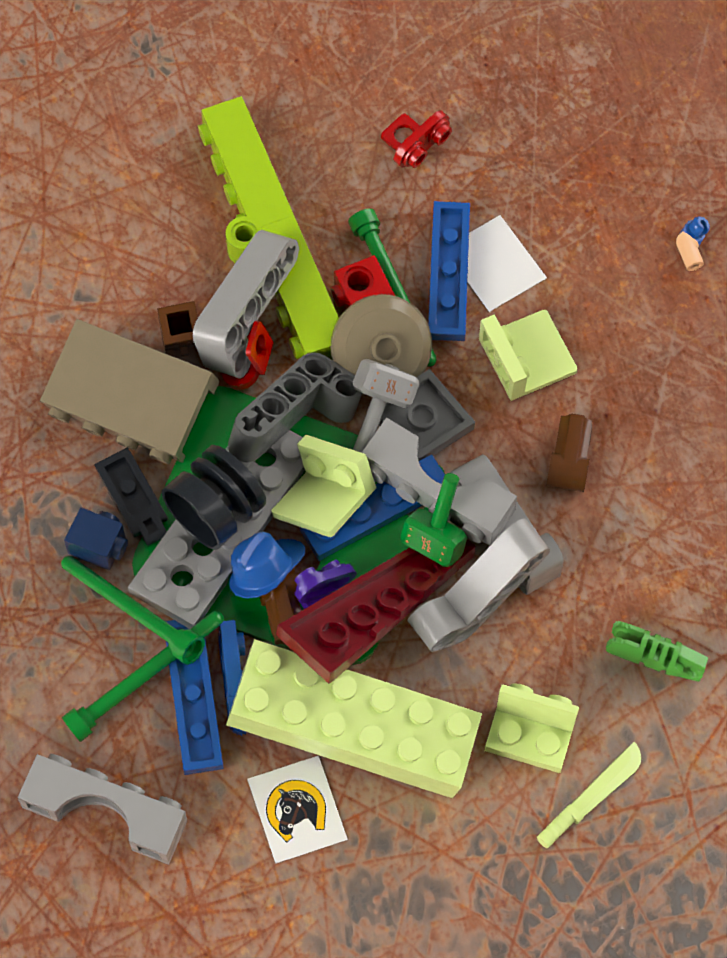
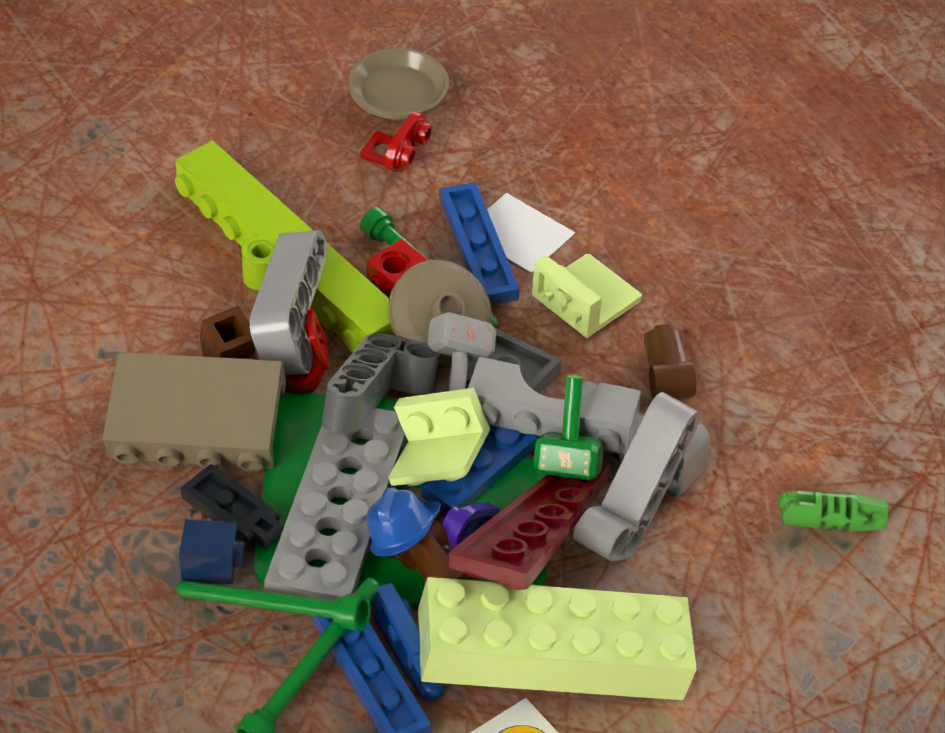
camera: 20 degrees left, 20 degrees down
(214, 497) = (331, 463): black wheel -> none
(439, 69) = (398, 82): none -> dark tan piece
(532, 727) = (740, 600): yellowish green bracket -> none
(597, 791) = (833, 646): yellowish green piece -> none
(689, 241) = (700, 170): arm -> none

